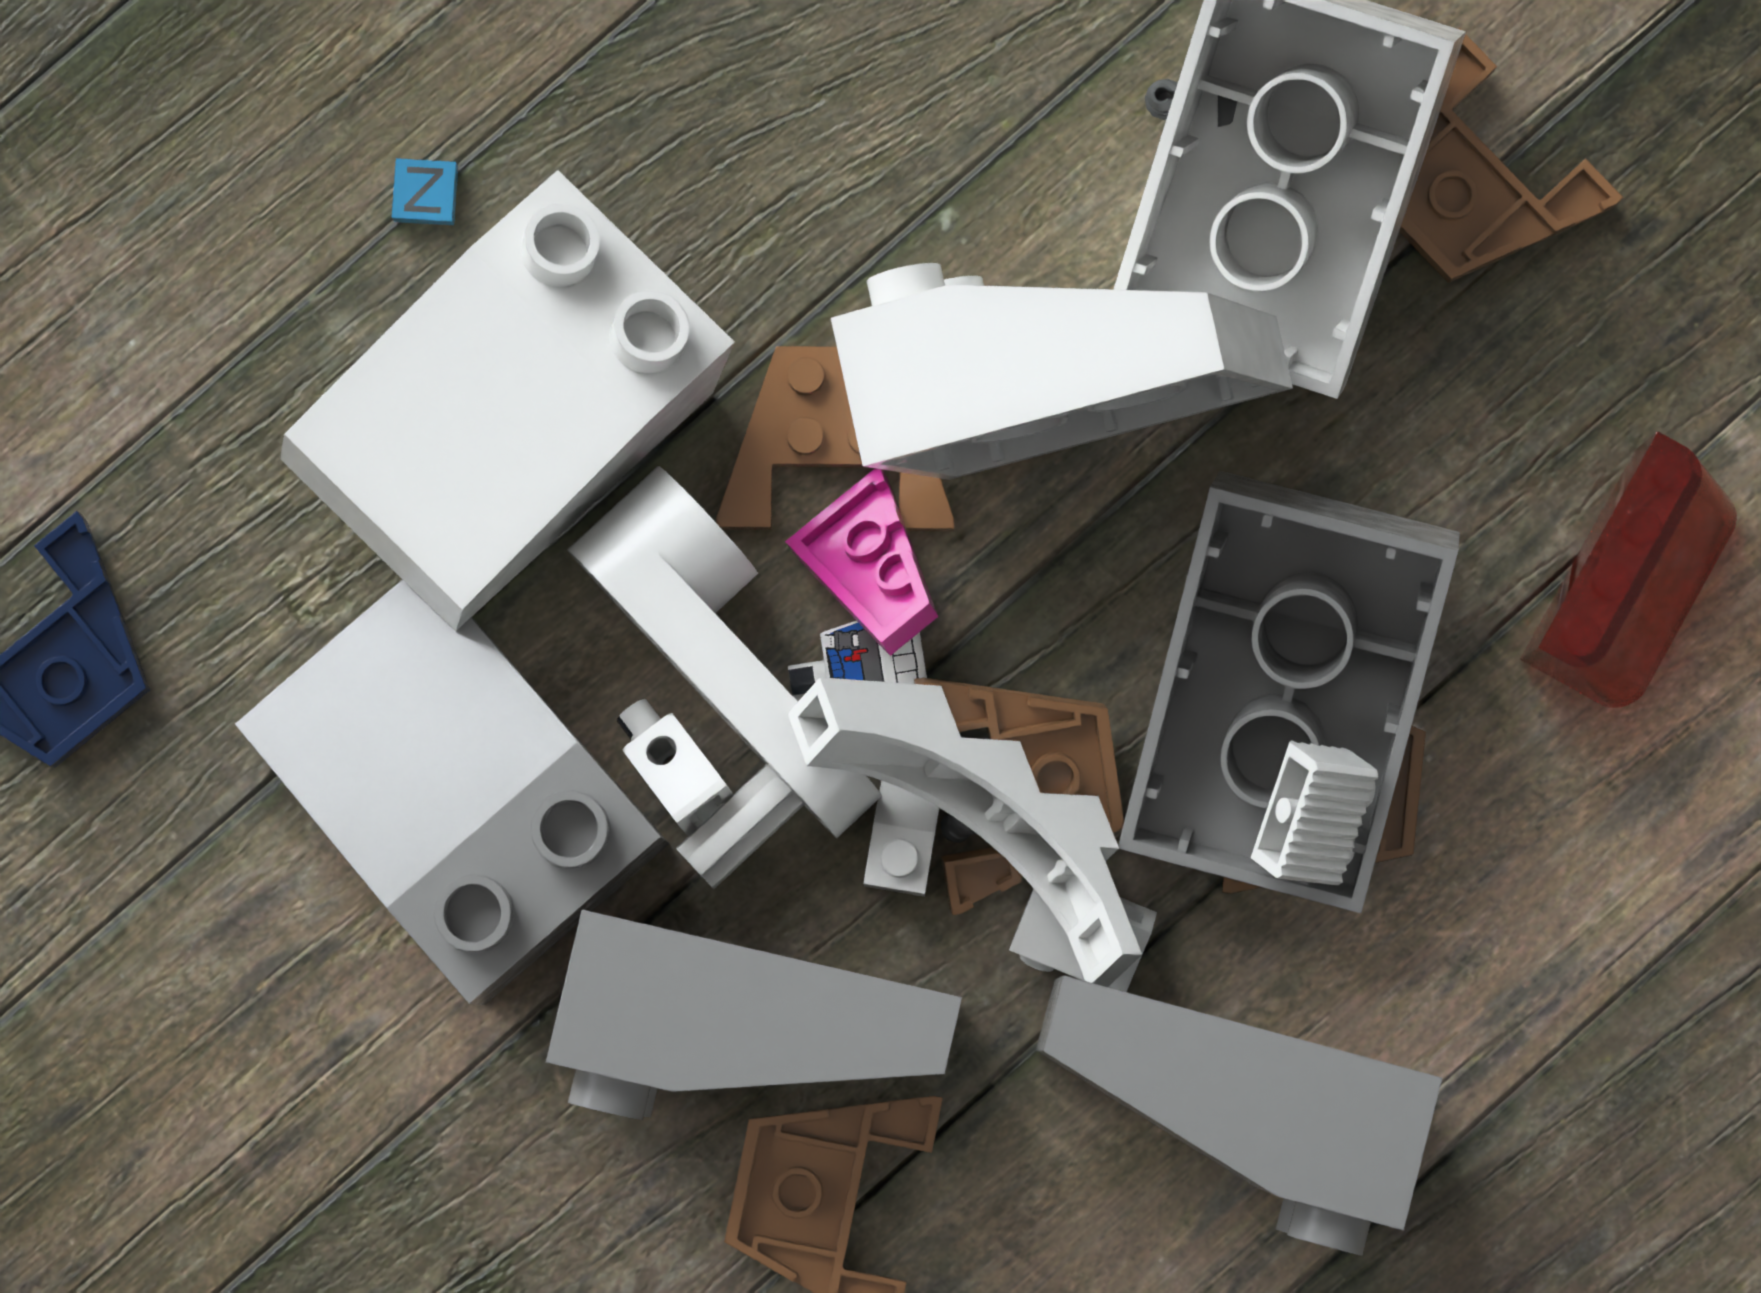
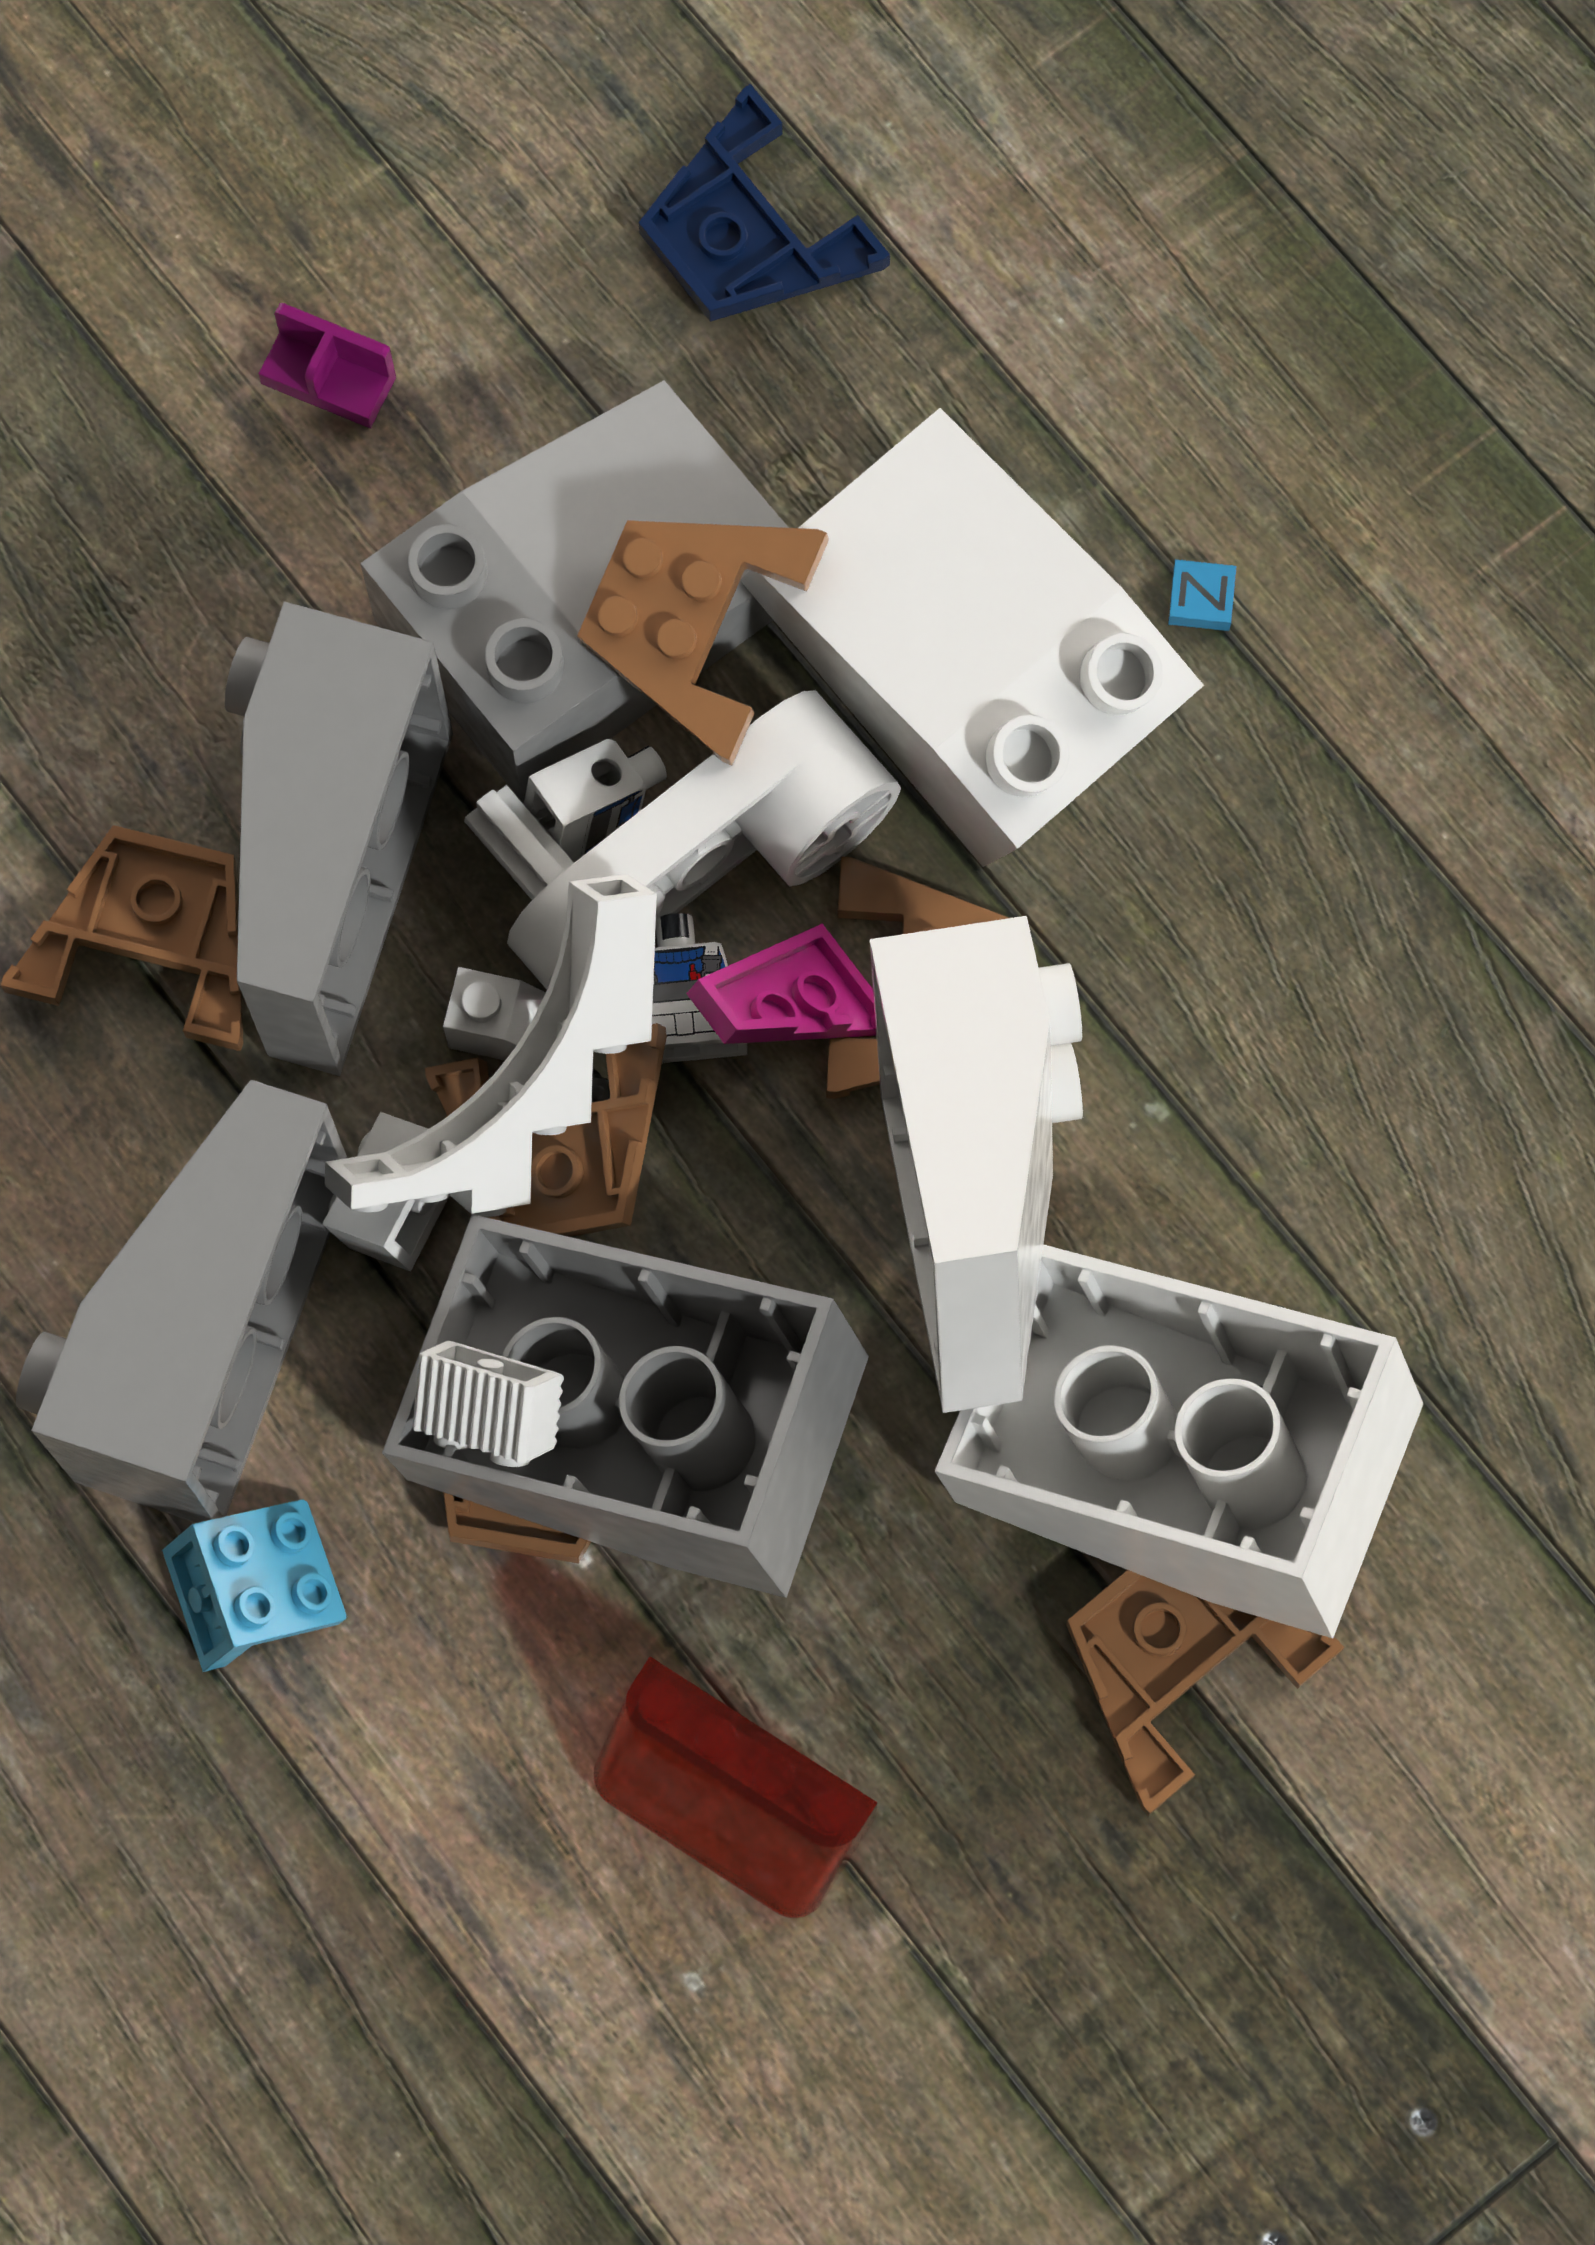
camera: 90 degrees right, 10 degrees down
(220, 1072) = (328, 366): none -> magenta panel
(509, 692) = (666, 605): none -> medium nougat wing
(1469, 1032) = (252, 1580): none -> medium azure bracket

